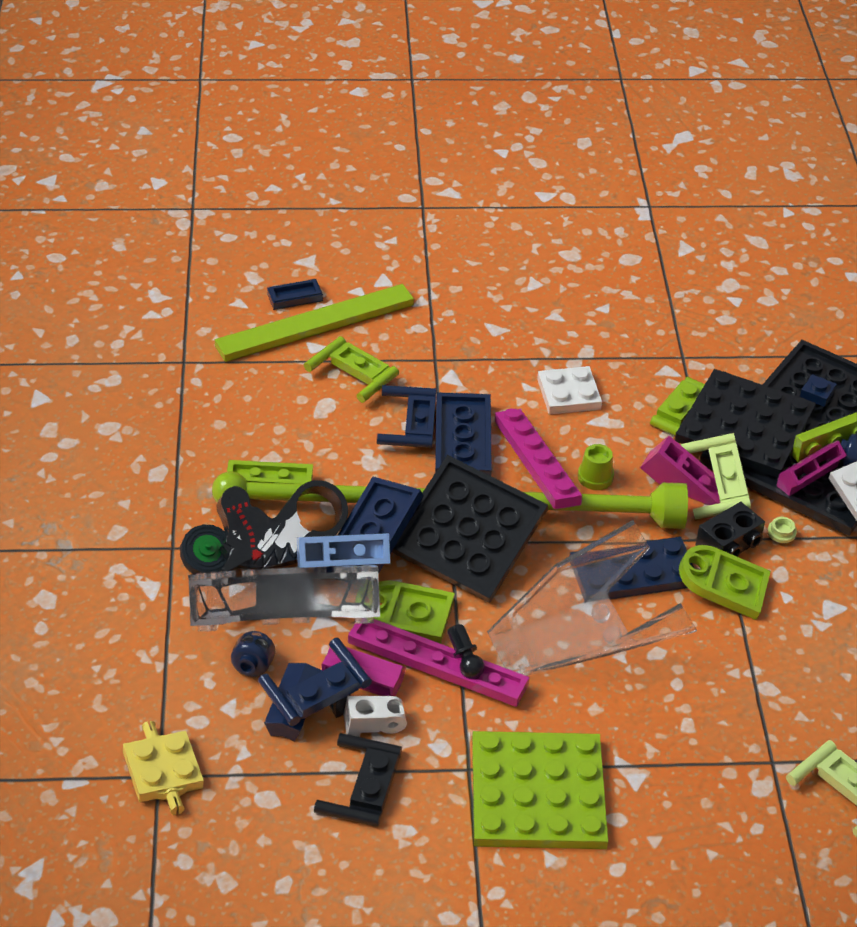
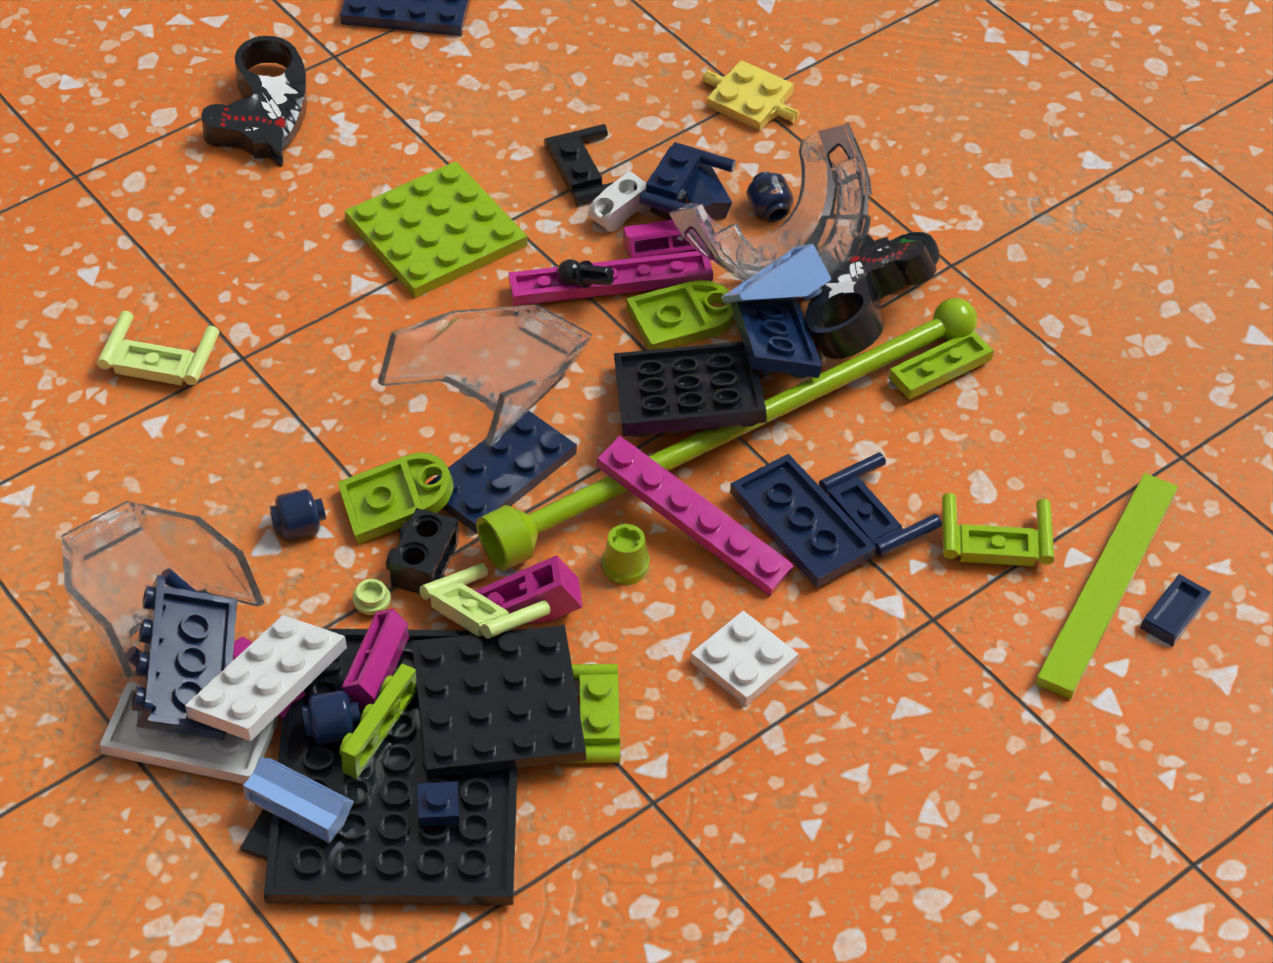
camera: 145 degrees right, 5 degrees up
(804, 602) = (297, 515): none -> dark blue head

